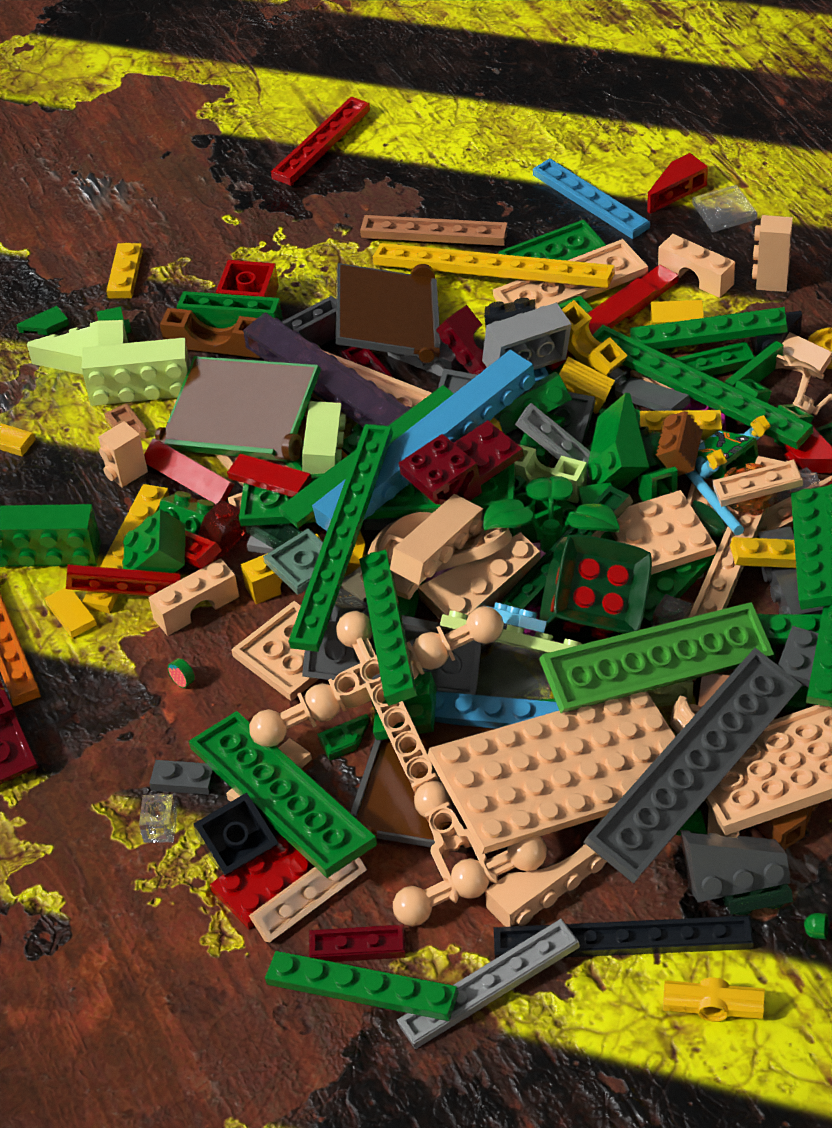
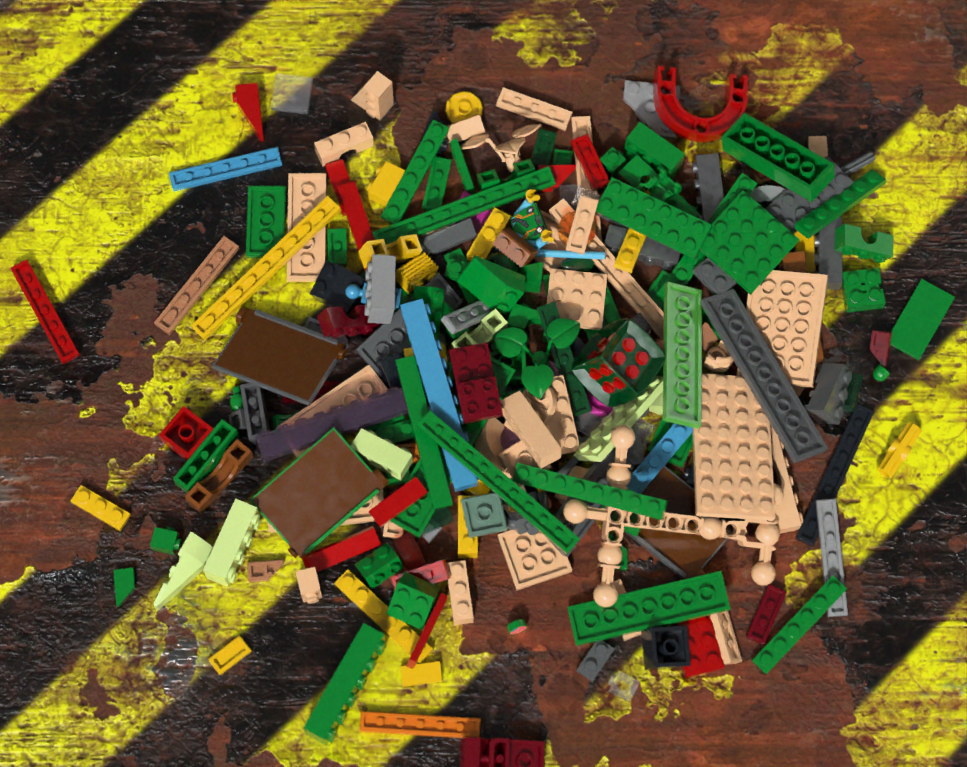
camera: 70 degrees left, 25 degrees up
(520, 617) = (604, 416): medium azure plate -> none

